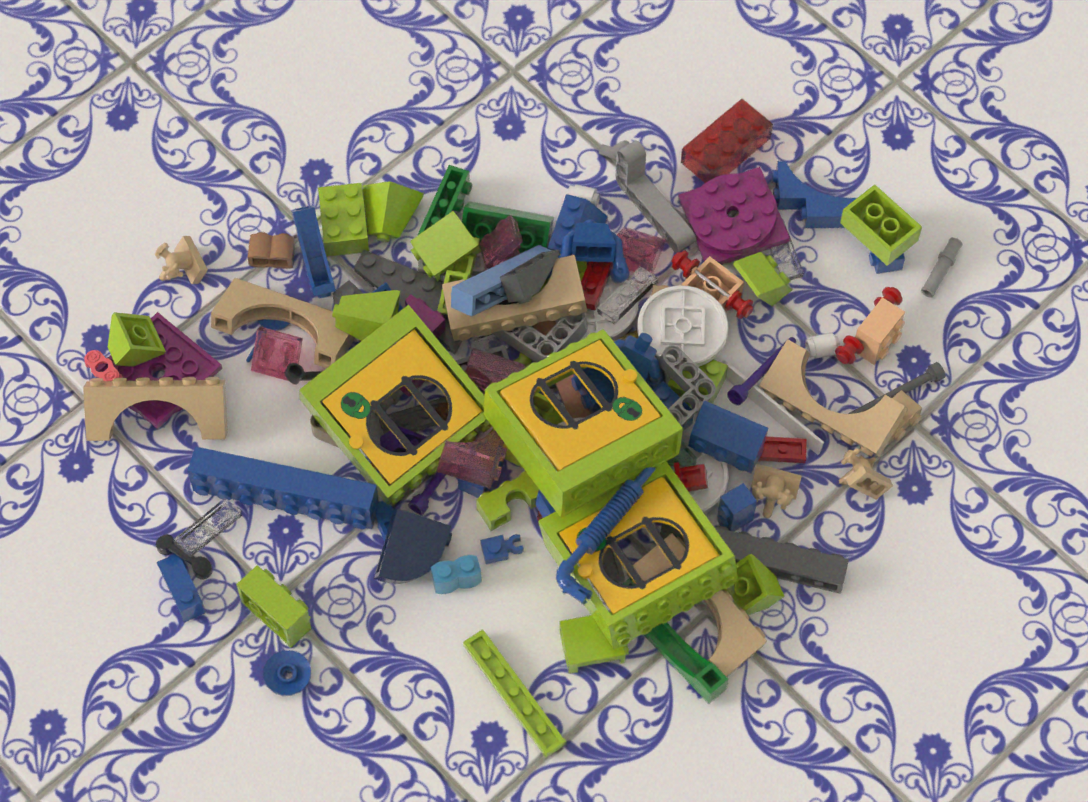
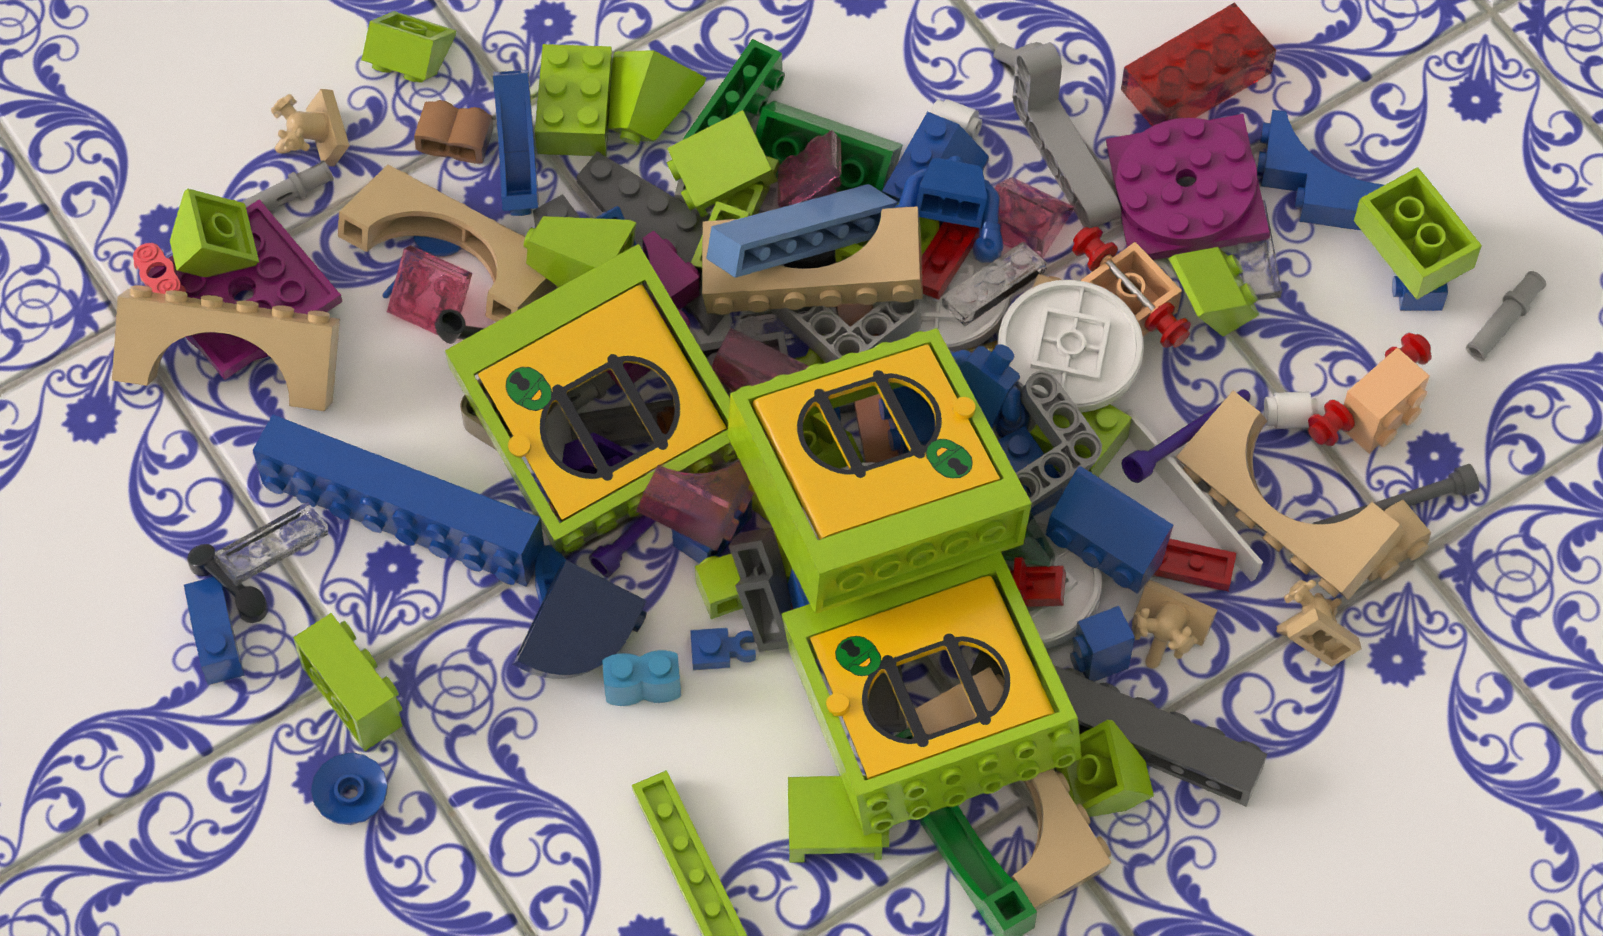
camera: 10 degrees right, 0 degrees up
(177, 300) = (295, 186): none -> light grey pin
(231, 200) = (407, 46): none -> lime slope
(521, 506) = (762, 586): none -> dark grey slope
(528, 277) = (837, 231): dark grey slope -> none
(598, 531) = (869, 645): blue piece -> none

